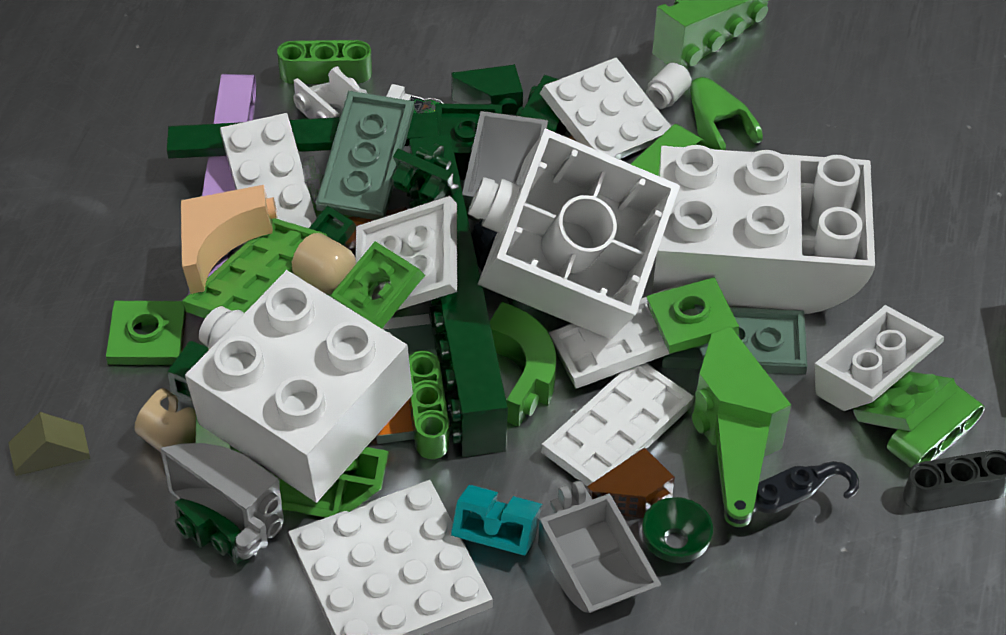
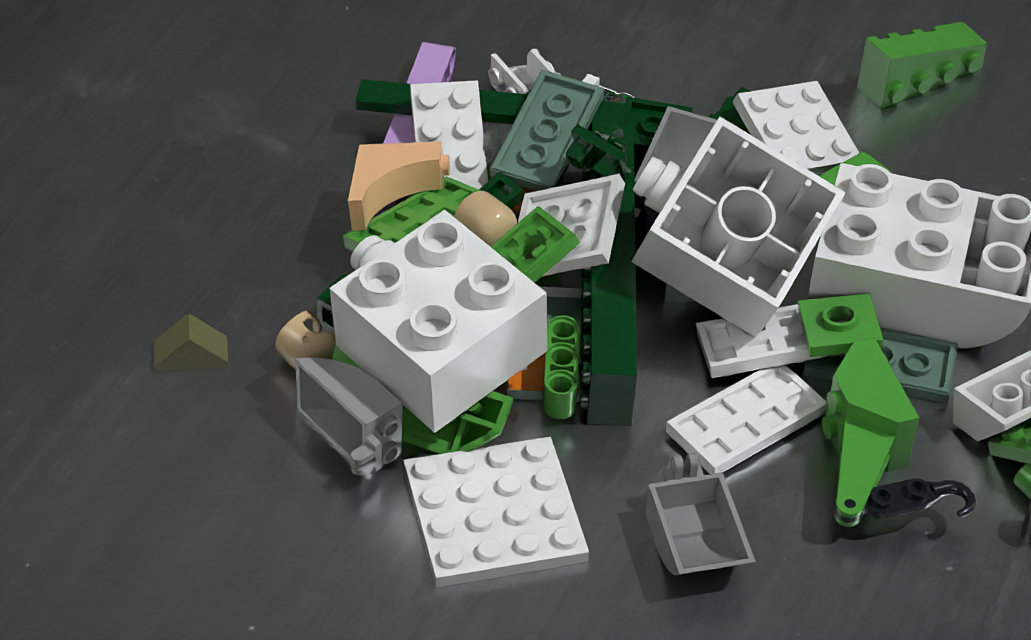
camera: 10 degrees right, 5 degrees down
(156, 348) = (308, 279): bright green piece -> none
(207, 526) = (326, 442): dark green slope -> none
(314, 59) = (515, 40): bright green beam -> none
(489, 86) = (684, 89): dark green slope -> none
(496, 523) = (595, 479): teal brick -> none
(532, 349) = (674, 333): bright green arch -> none
(635, 484) = (752, 473): reddish brown slope -> none
(668, 85) = (866, 116): white brick -> none
(679, 517) = (786, 509): dark green piece -> none
(714, 104) = (909, 139): bright green animal -> none

